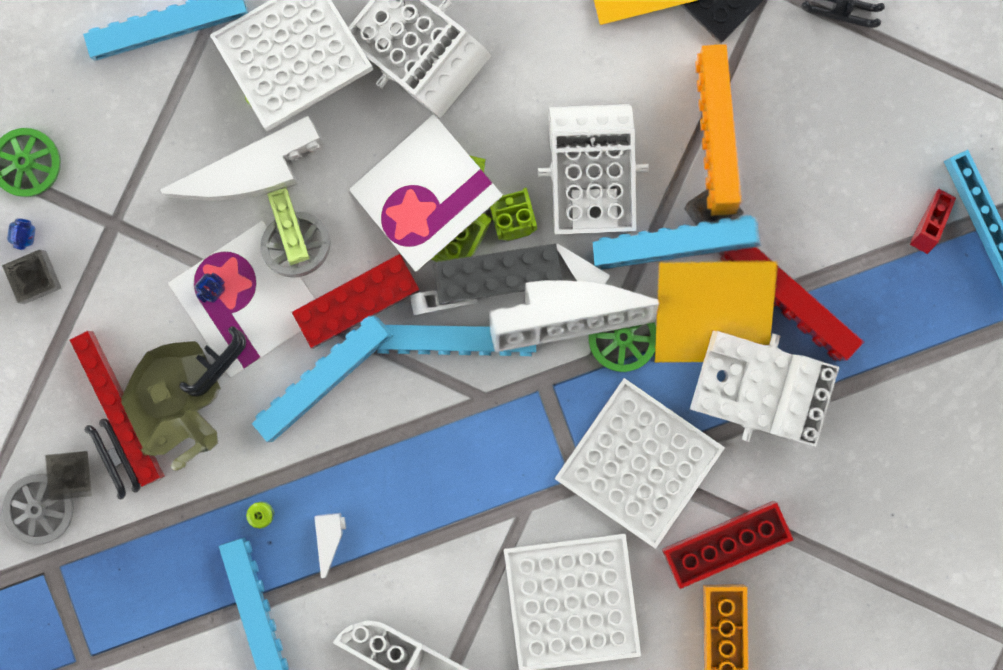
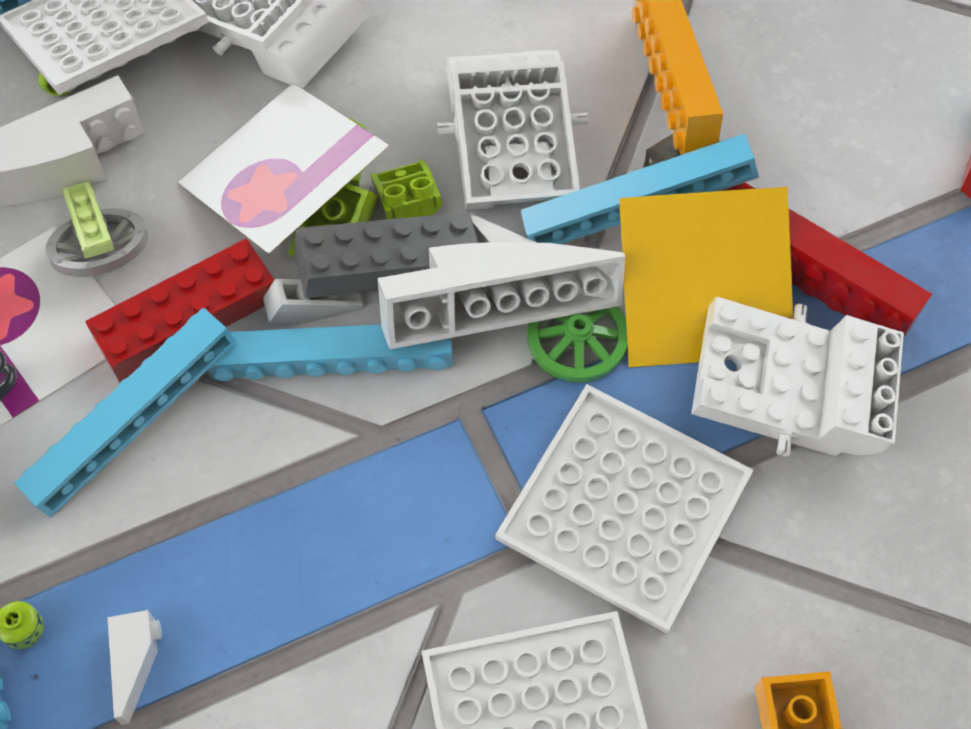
camera: 10 degrees left, 25 degrees down
(727, 544) = (782, 613): red brick -> none

